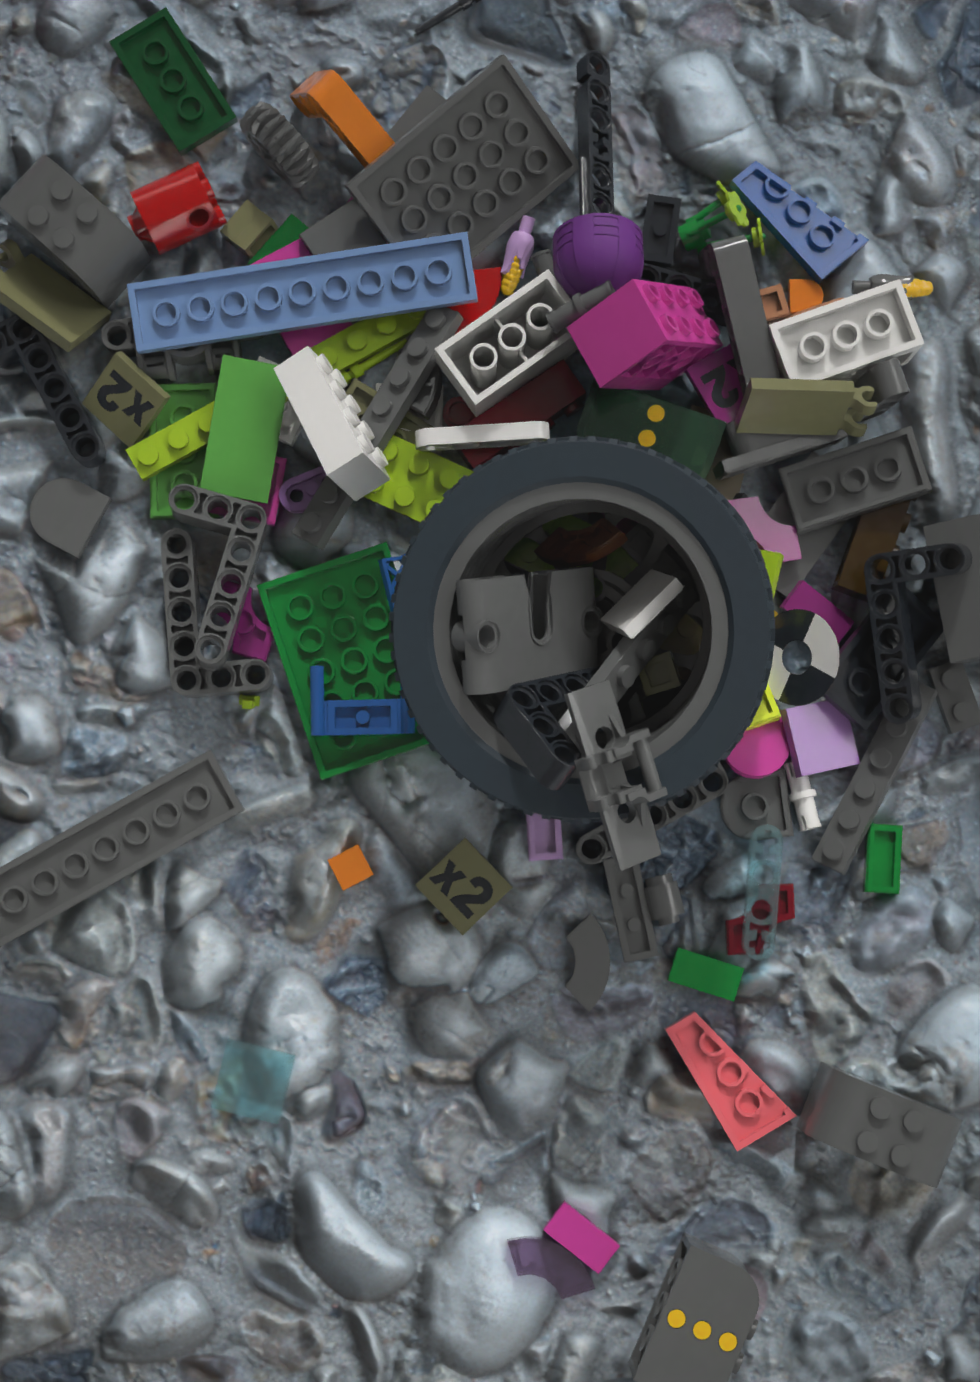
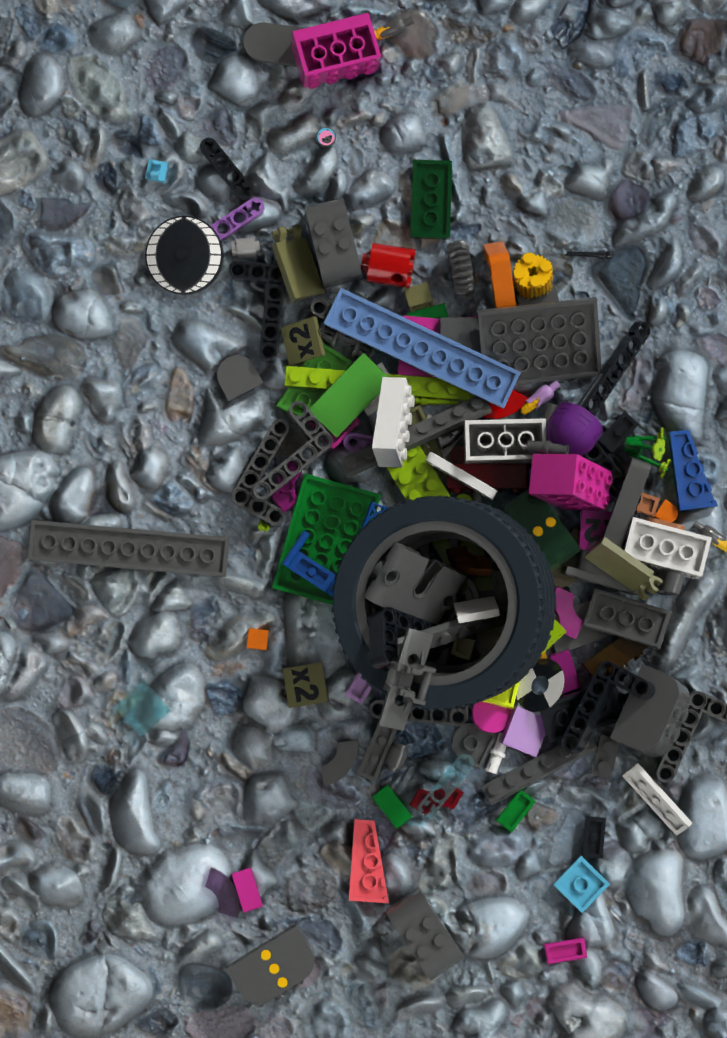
camera: 40 degrees right, 0 degrees up
(391, 89) = (533, 276): none -> yellow brick

